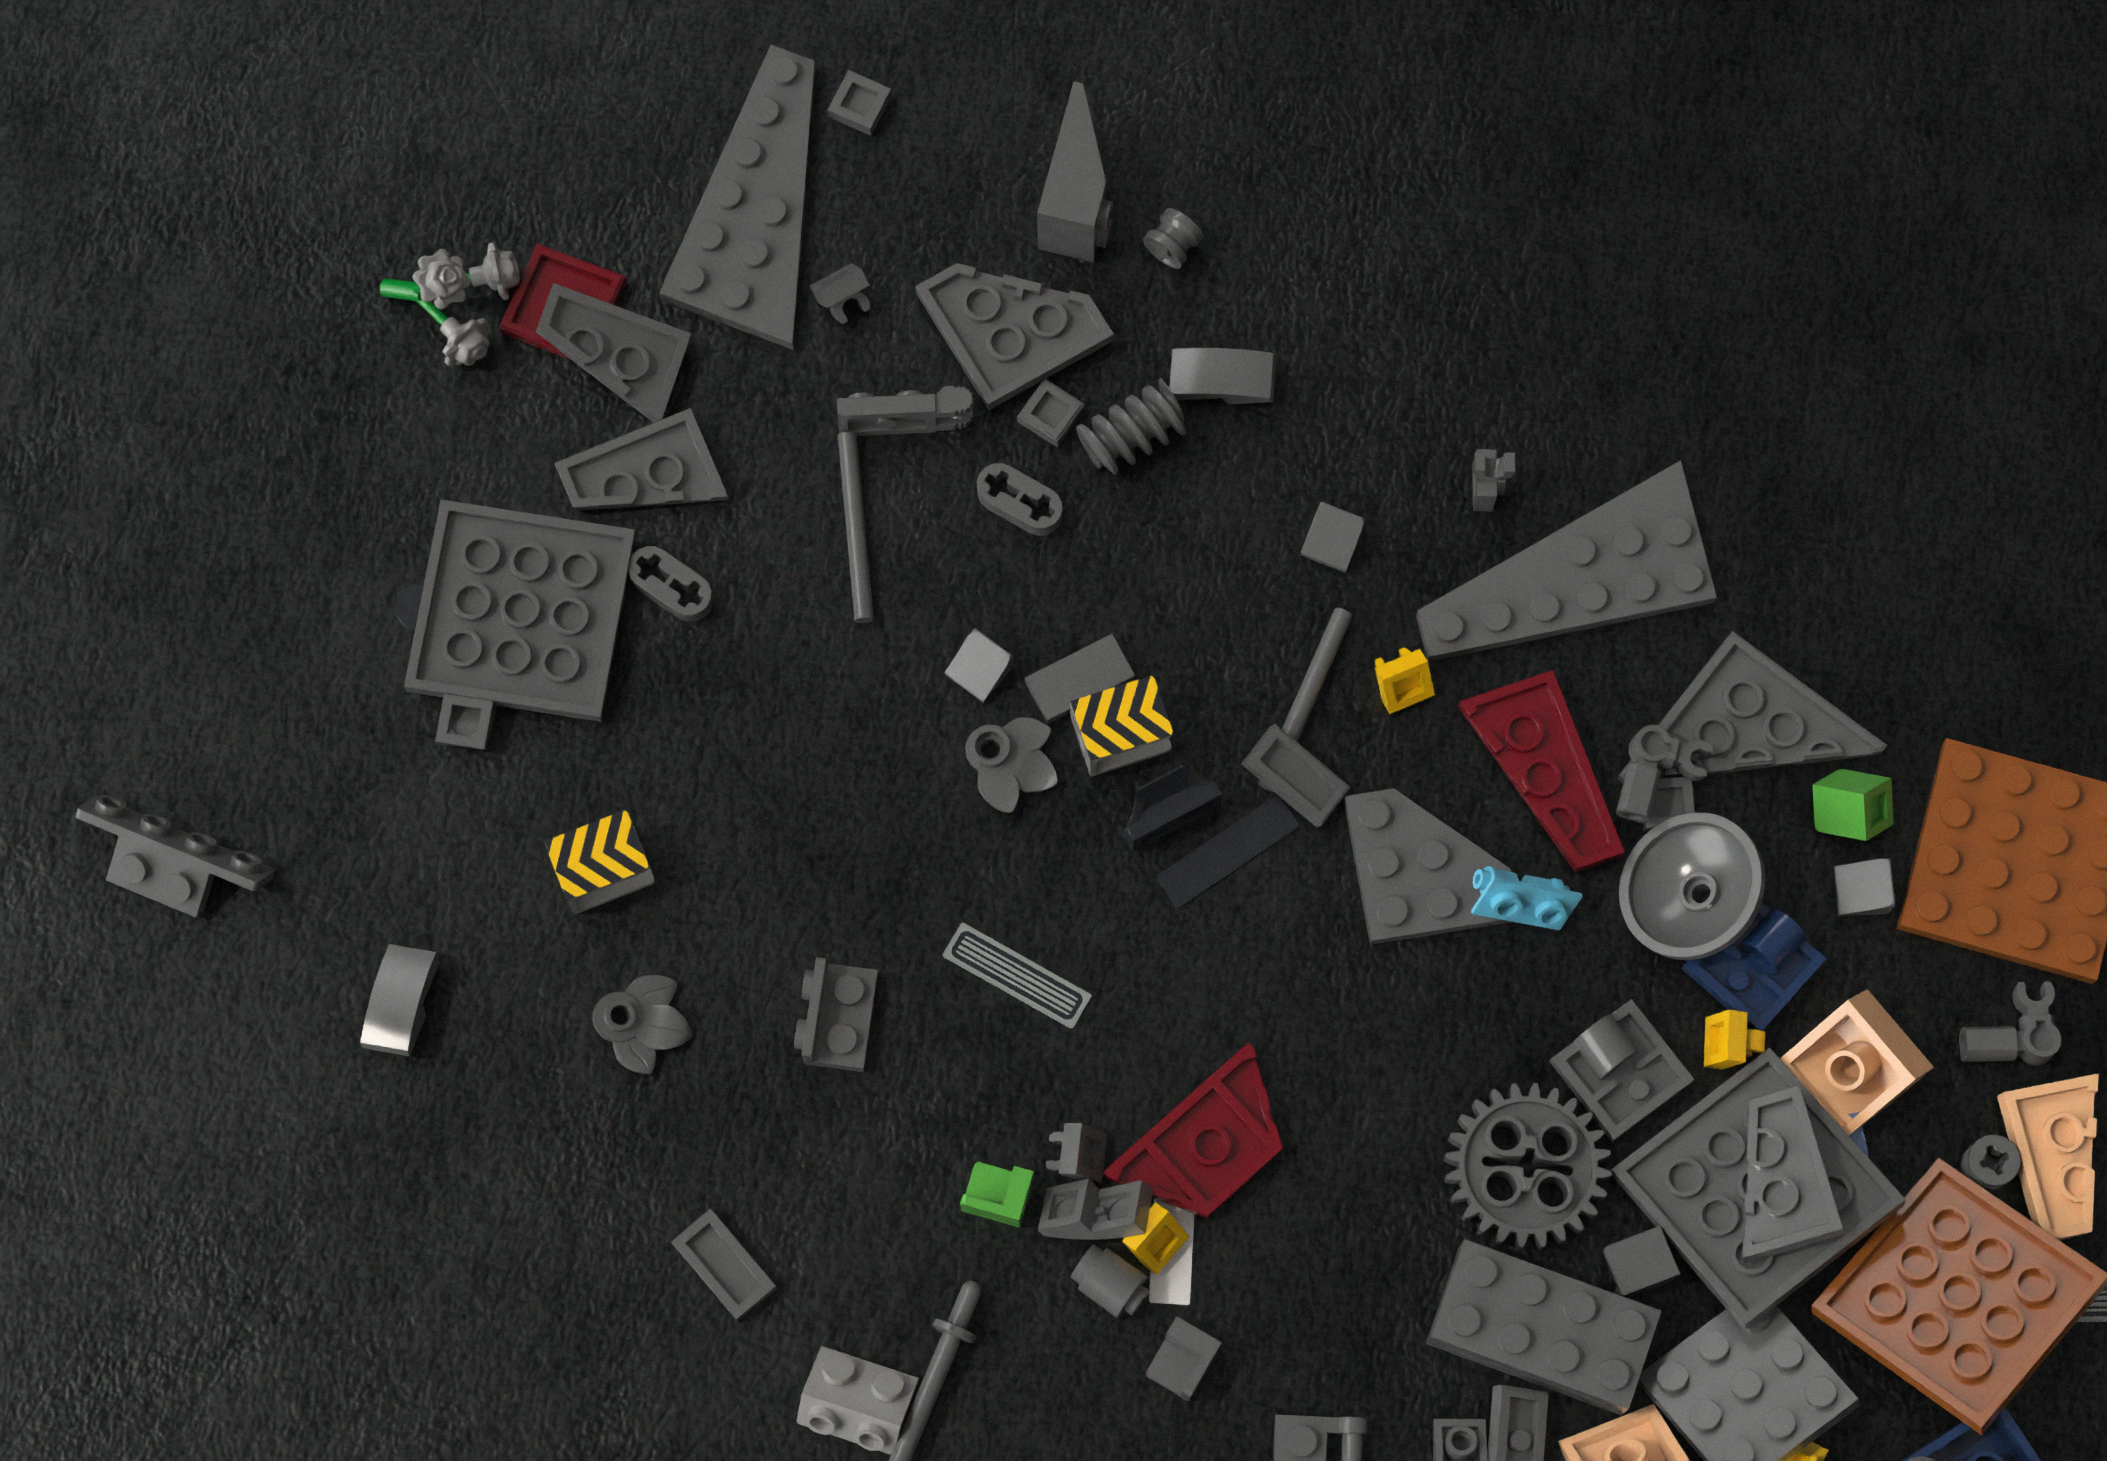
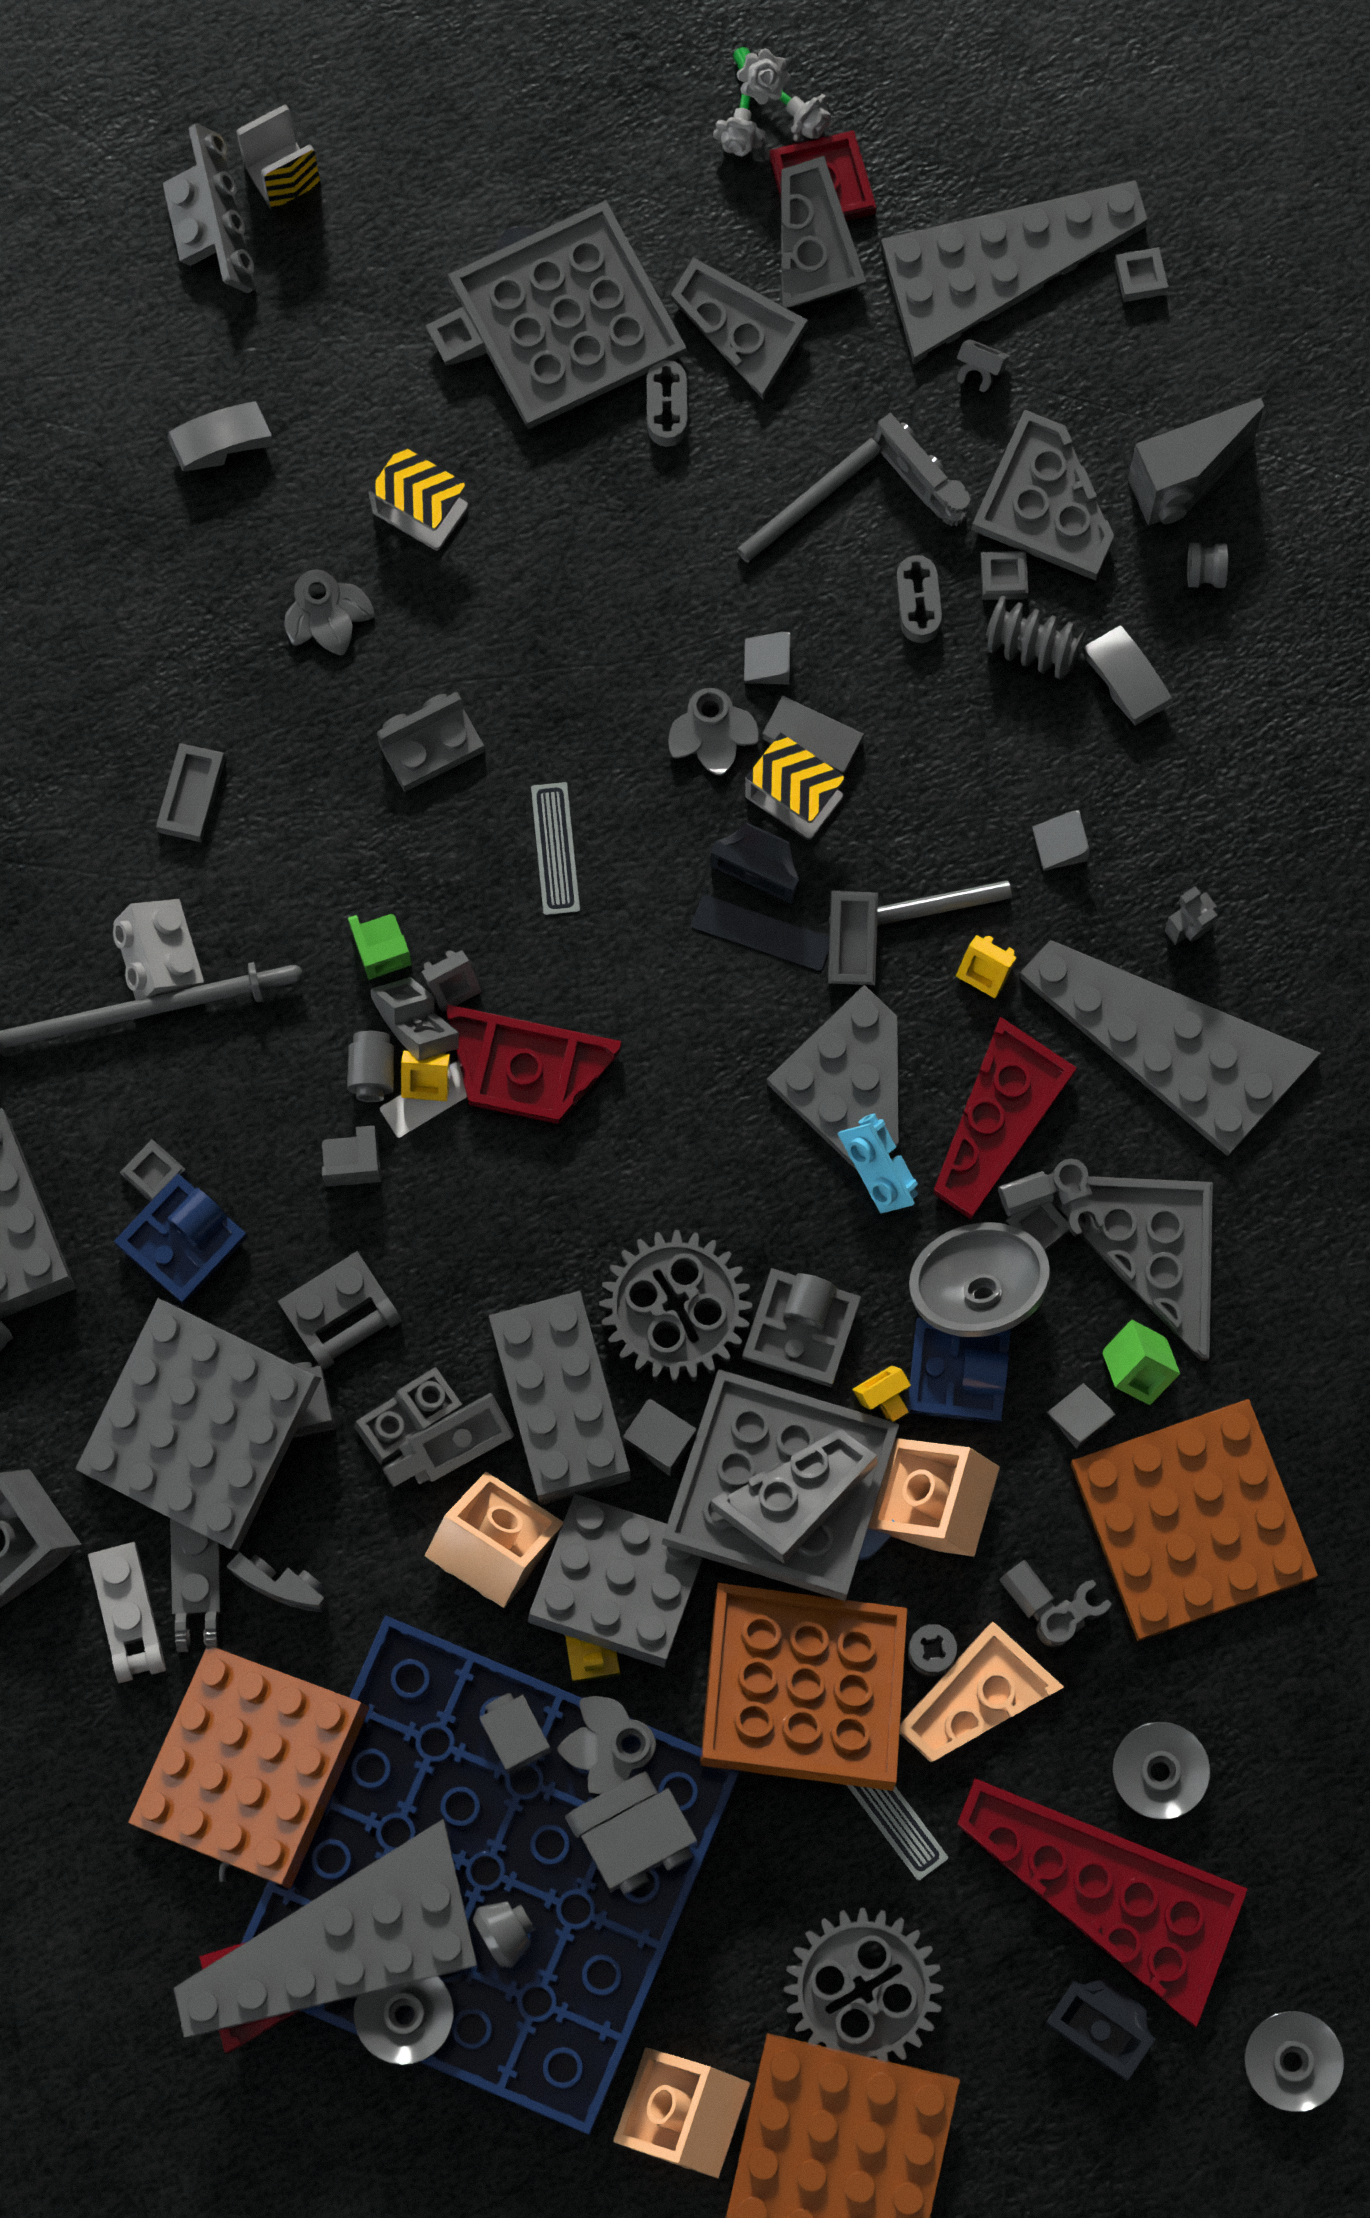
camera: 55 degrees right, 0 degrees up
(151, 750) = (275, 159): none -> light grey piece

